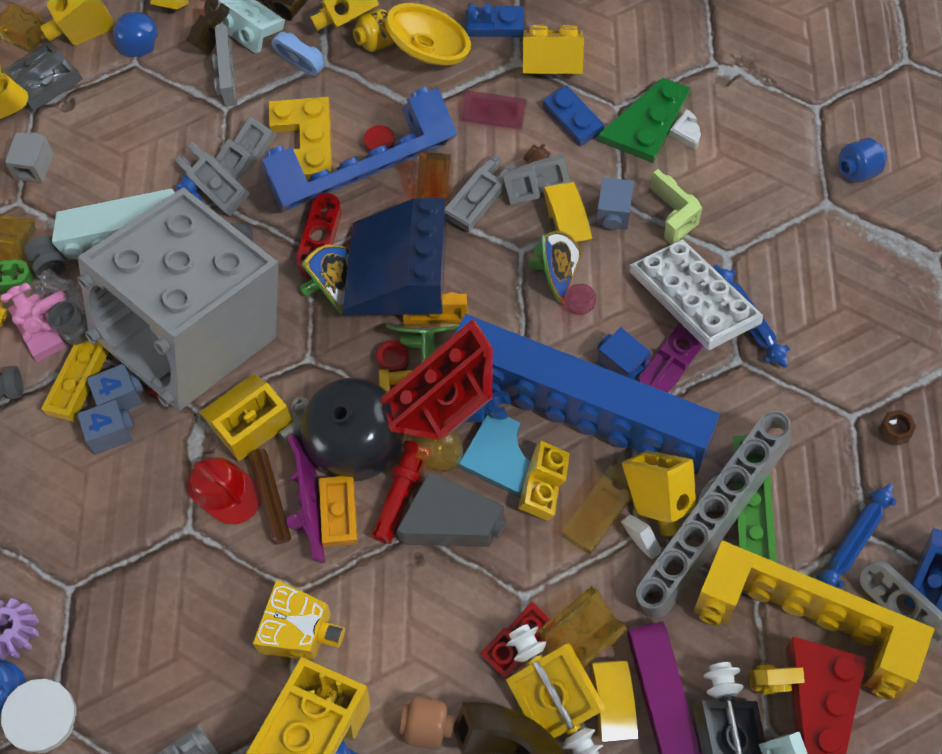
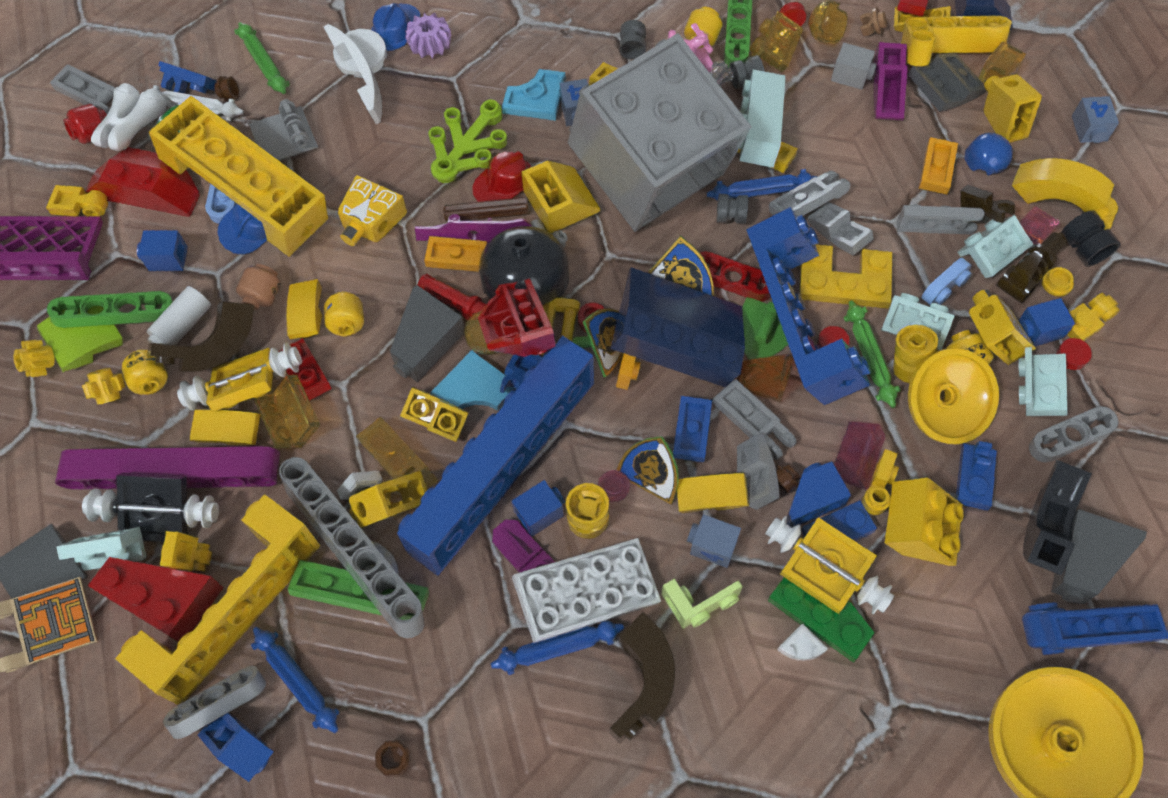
camera: 100 degrees right, 0 degrees up
(50, 119) = (890, 81): none -> magenta slope
(94, 478) = (536, 98): none -> medium azure tile
(122, 669) = (346, 49): none -> white slope
(156, 72) = (938, 165): none -> light orange plate
(175, 543) = (489, 115): none -> lime plant
(346, 72) = (907, 311): none -> light aqua bracket
(370, 197) = (762, 330): none -> bright green shield
(377, 111) = (872, 353): none -> bright green wheel
(389, 66) = (911, 348): none -> yellow wheel
(443, 610) = (343, 312): none -> yellow head
(444, 660) = (303, 310): none -> yellow slope
(503, 241) = (692, 429): none -> blue plate
(516, 84) = (884, 473): none -> yellow plate
(548, 126) = (817, 494): none -> blue slope
(616, 307) = (587, 510): none -> yellow wheel
(618, 108) = (829, 565): none -> yellow plate
(758, 227) = (654, 656): none -> dark brown arch

